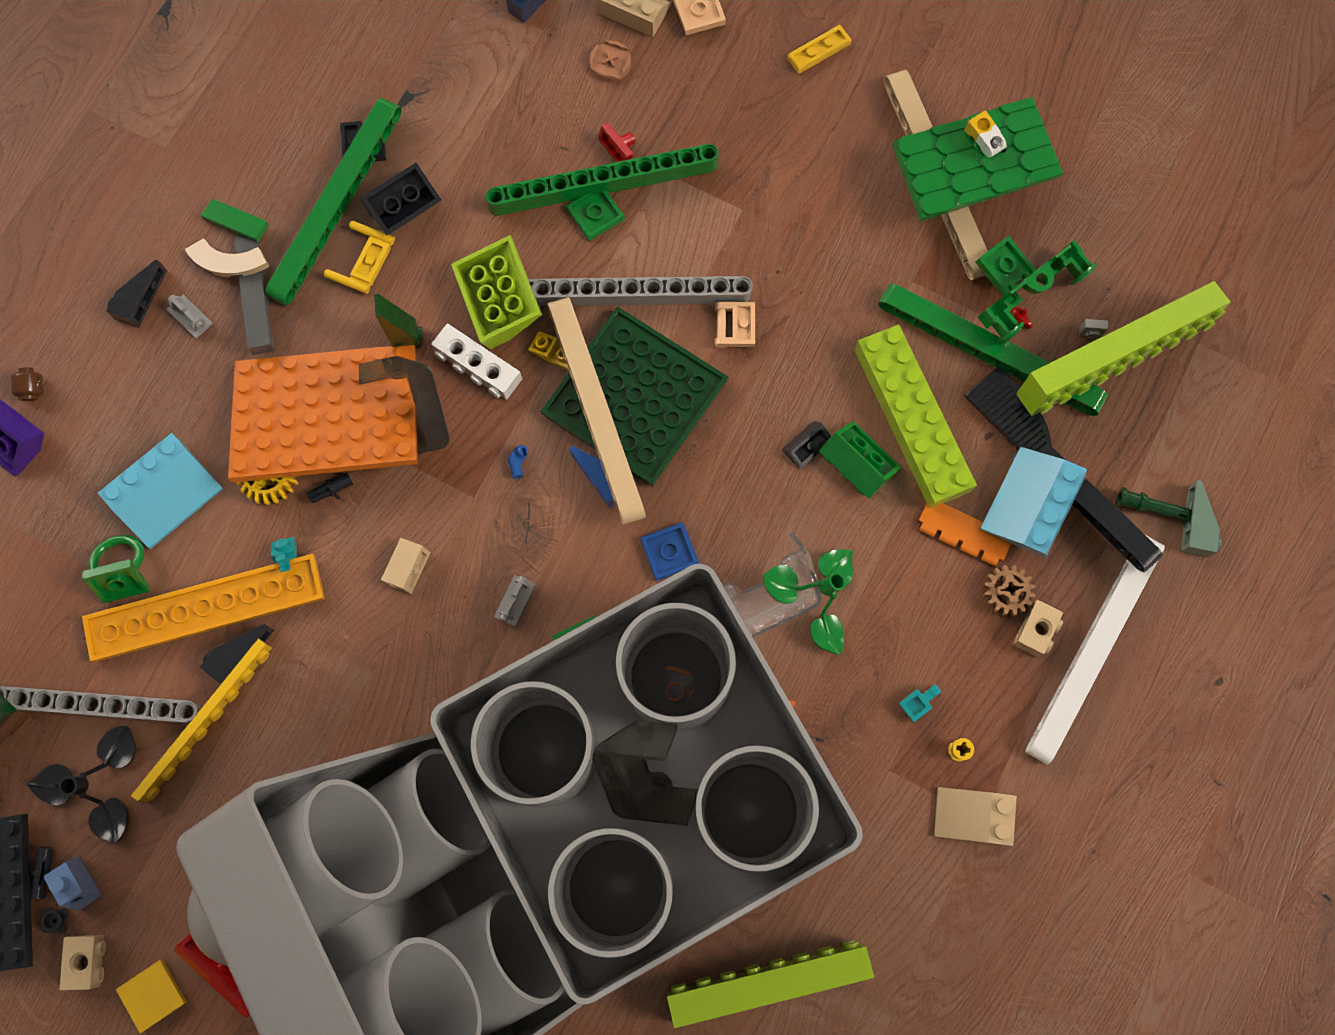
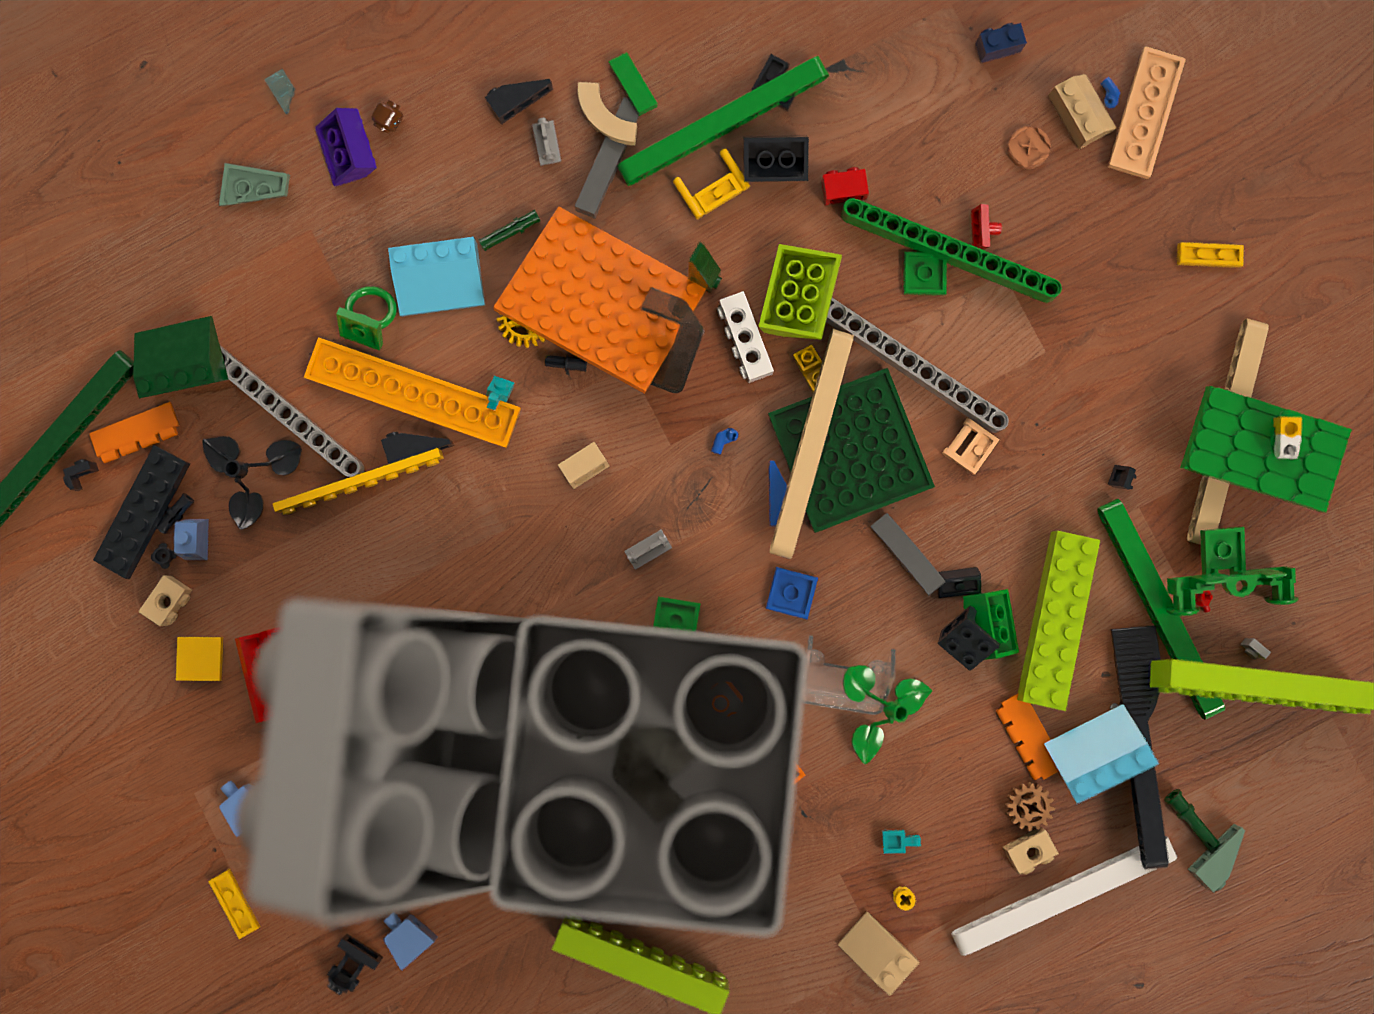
camera: 30 degrees right, 10 degrees up
(200, 414) = (509, 230): none -> dark green pin
(472, 187) = (842, 186): none -> red brick
(747, 448) = (908, 554): none -> dark grey slope
(850, 483) = (967, 640): none -> black bracket
(879, 265) = (1122, 477): none -> black tile

